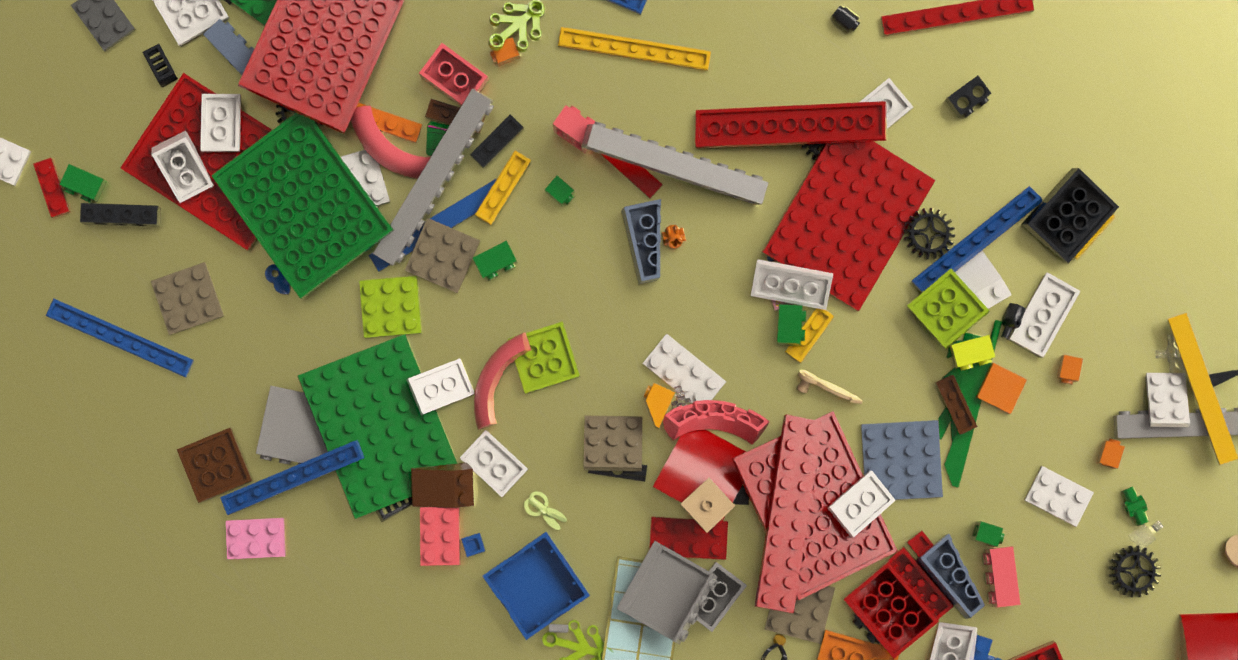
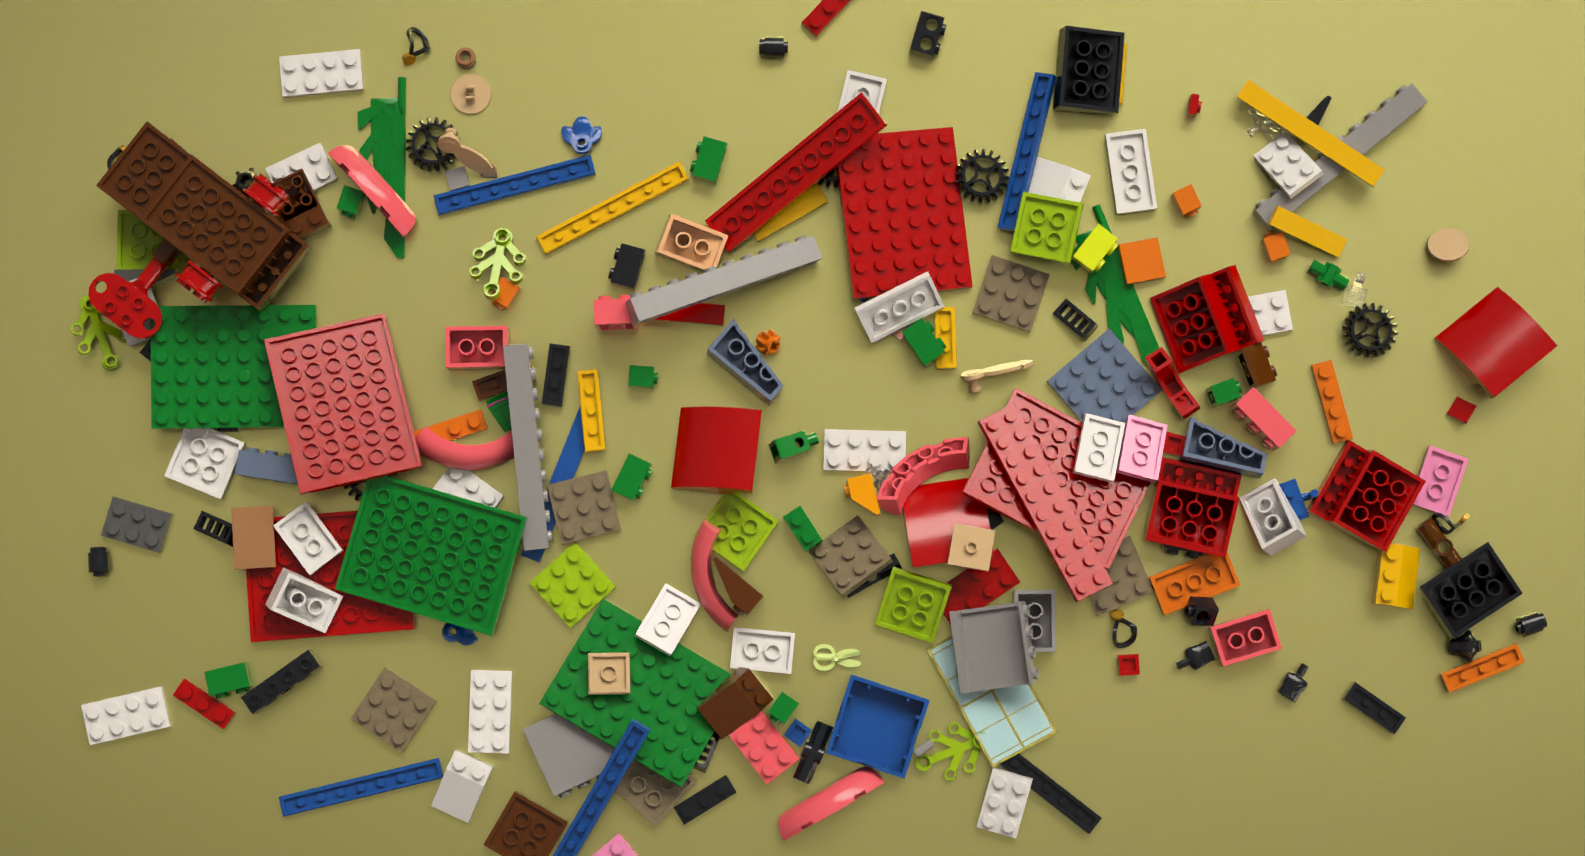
camera: 35 degrees left, 0 degrees up
(54, 23) = (98, 561): none -> black brick
(181, 92) = (253, 537): none -> medium nougat tile
(194, 393) = (462, 785): none -> white slope
(257, 354) = (490, 711): none -> white plate
(329, 505) = (650, 792): none -> dark tan plate
(365, 393) = (608, 673): none -> tan plate
(366, 542) = (705, 799): none -> black plate
(456, 613) = (828, 801): none -> coral brick
(473, 568) = (813, 752): none -> black piece
(475, 518) = (782, 708): none -> green brick
(509, 406) = (740, 592): none -> reddish brown slope
(574, 287) = (716, 449): none -> red slope
(593, 395) = (802, 528): none -> green brick
(612, 100) = (627, 266): none -> black brick
(625, 326) = (785, 448): none -> green torso
(632, 515) = (913, 604): none -> lime plate
(672, 118) = (690, 243): none -> light nougat slope
(733, 67) = (709, 160): none -> green brick
(774, 154) = (805, 204): none -> yellow tile
(884, 338) = (1011, 293): none -> dark tan plate
(893, 529) = (1142, 448): none -> bright pink plate
(921, 410) = (1087, 332): none -> black slope
(952, 499) = (1168, 380): none -> red arch
(956, 404) = (1114, 303): reddish brown plate -> none
(1012, 319) = (1106, 195): black piece -> none
(1017, 469) = (1207, 318): none -> red slope
(1028, 532) = (1256, 365): none -> reddish brown slope
(1064, 603) = (1332, 401): none -> orange plate
(1130, 301) = (1194, 106): none -> red plate
(1144, 461) = (1307, 231): none -> yellow tile

